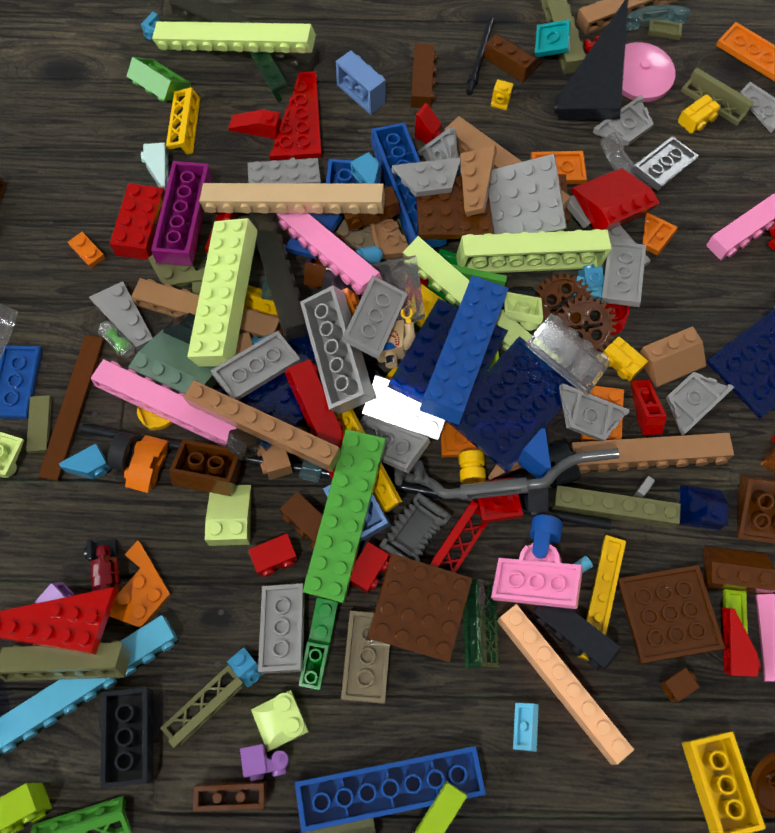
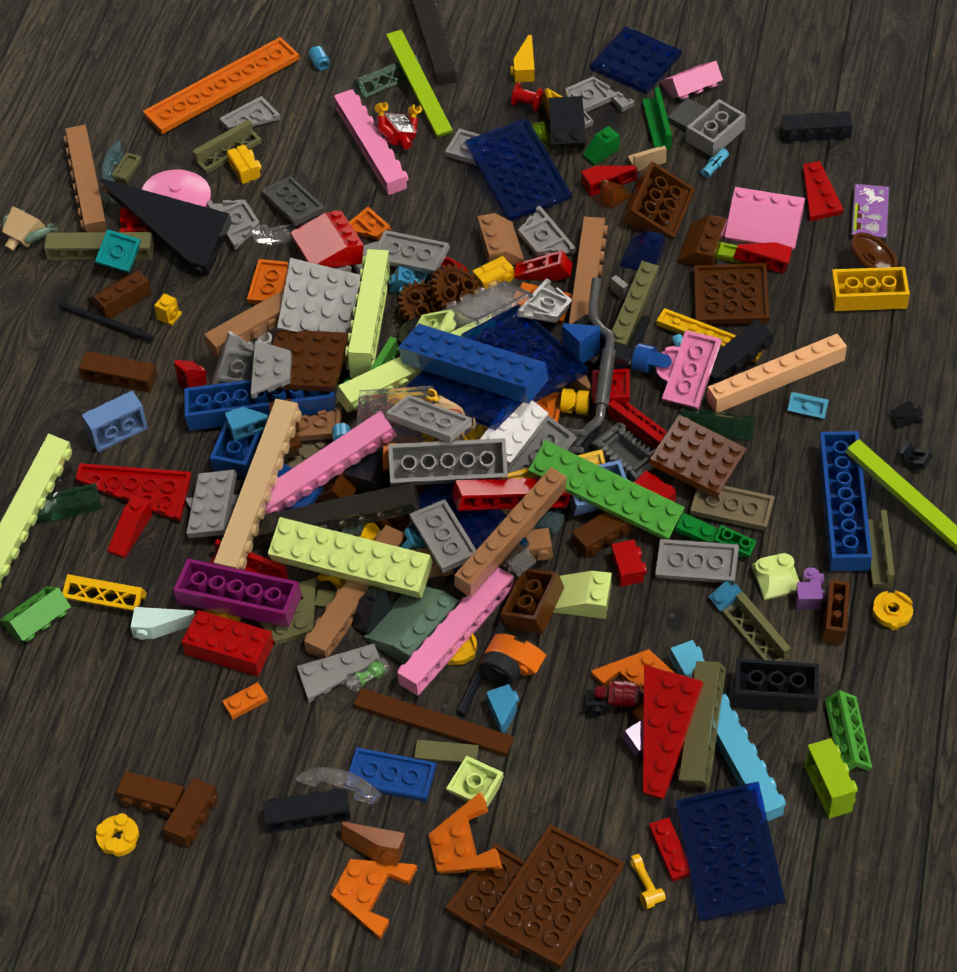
camera: 75 degrees left, 15 degrees down
(476, 177) = (286, 330): medium nougat wing -> none
(679, 685) = (790, 299): reddish brown brick -> none

